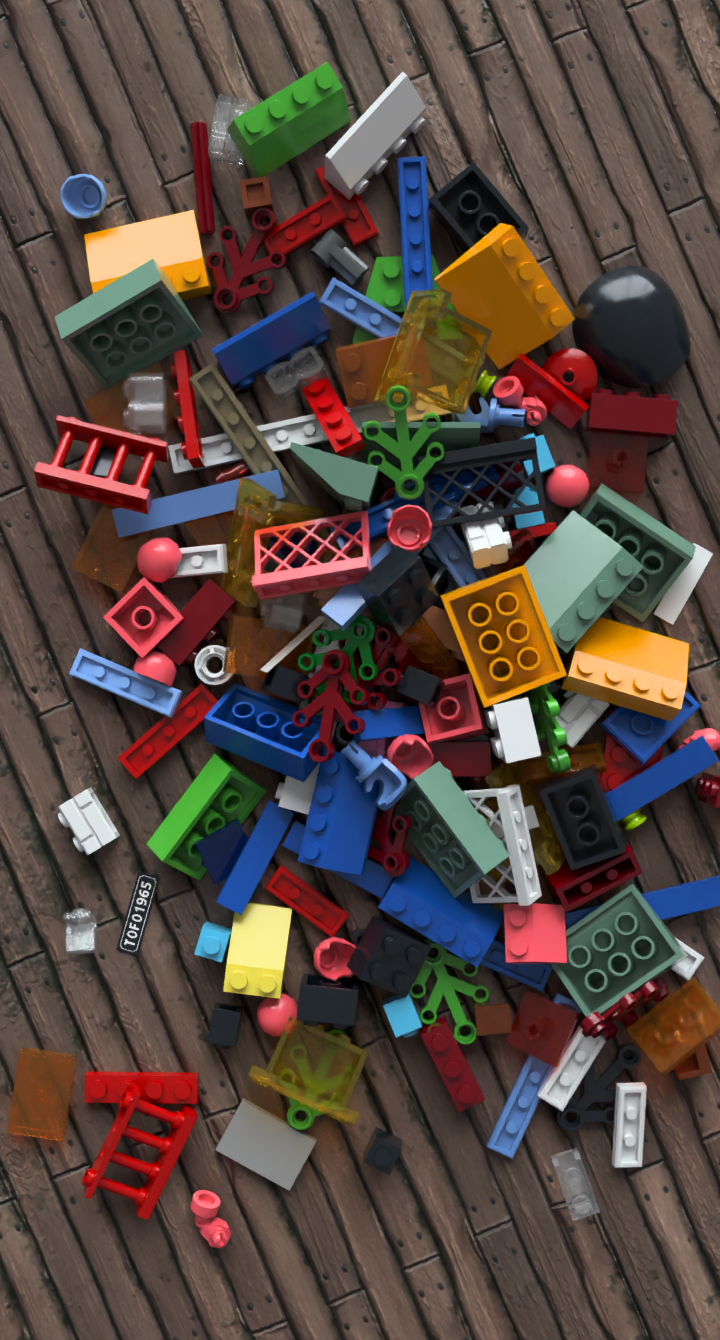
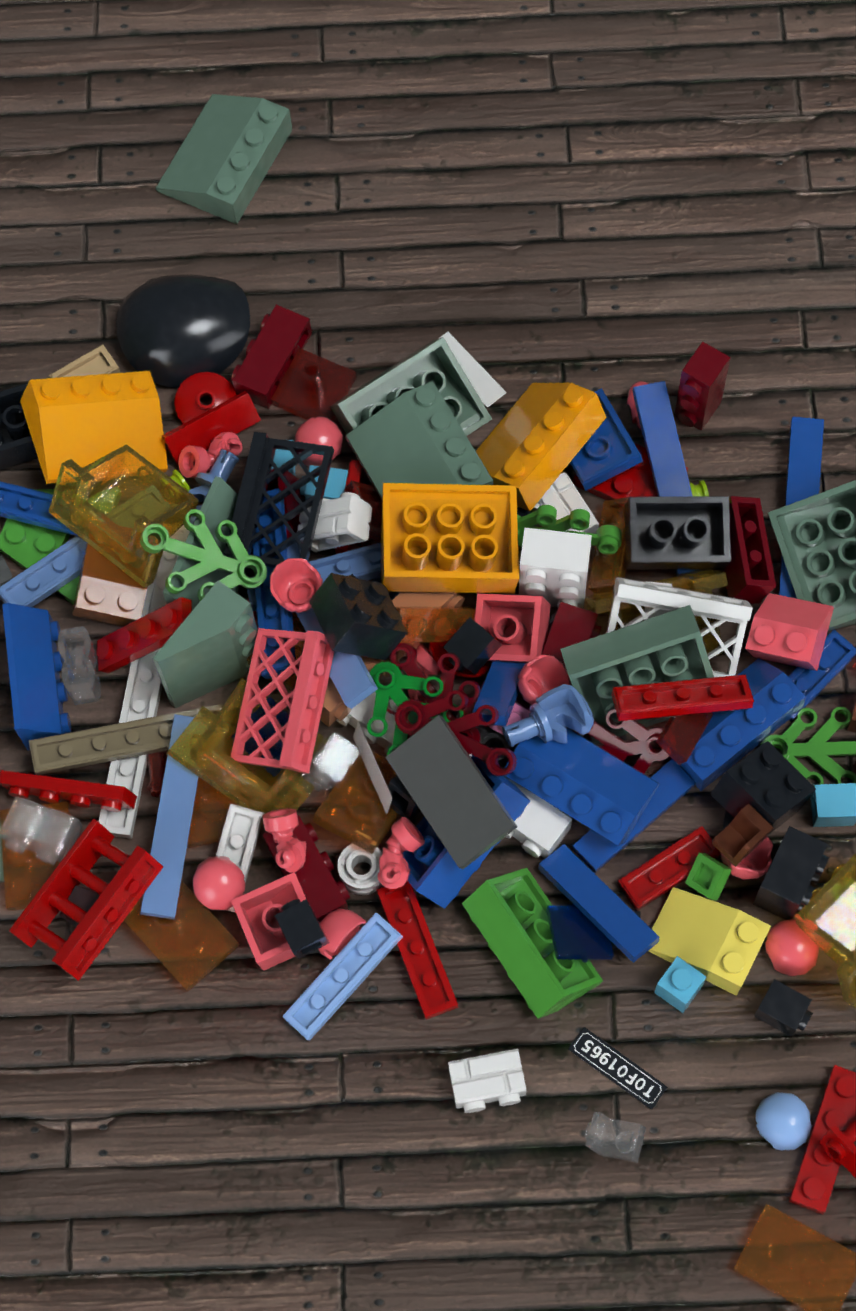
camera: 65 degrees left, 20 degrees down
(136, 643) = (301, 927): none -> black brick
(142, 1050) = (783, 1121): none -> light blue hair
(218, 591) = (290, 851): none -> coral arm
(244, 692) = (392, 864): none -> coral arm
(283, 719) = (451, 792): none -> dark grey tile
(306, 935) = (708, 876): none -> bright green plate
(341, 954) = (742, 835): none -> copper panel
(414, 880) = (682, 735): none -> clear red tile
(436, 871) = (682, 697): none -> red tile
(560, 262) = (93, 363): none -> tan tile

